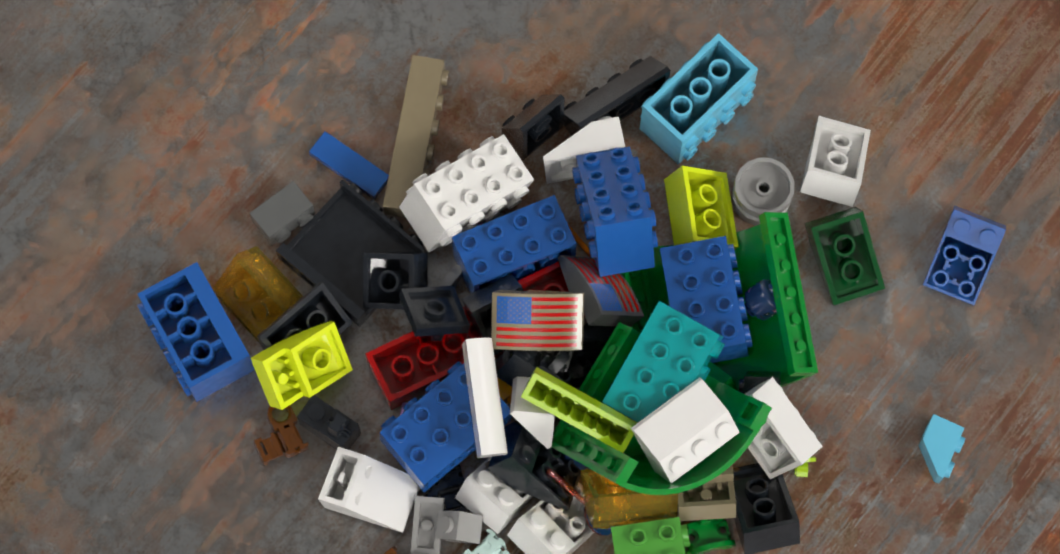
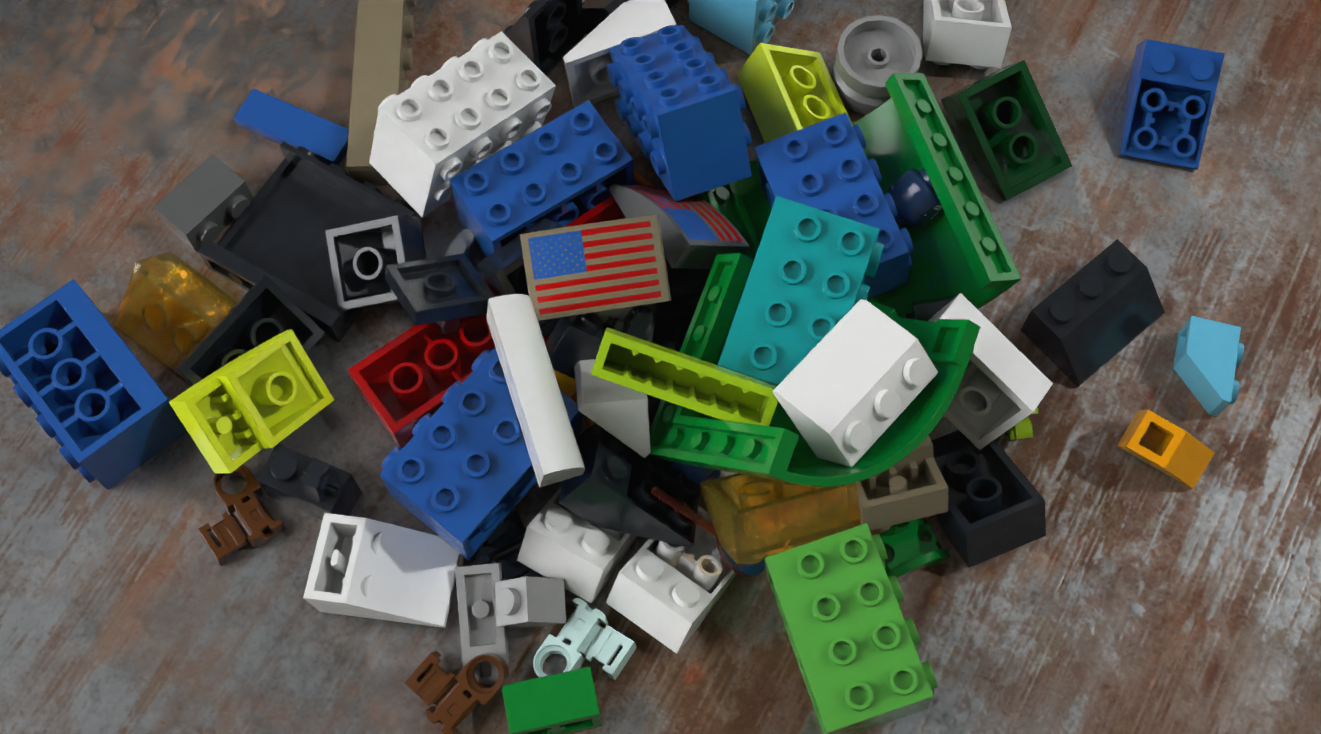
camera: 10 degrees left, 5 degrees down
(872, 399) = (1095, 313): none -> black slope
(894, 501) = (1166, 447): none -> light orange slope

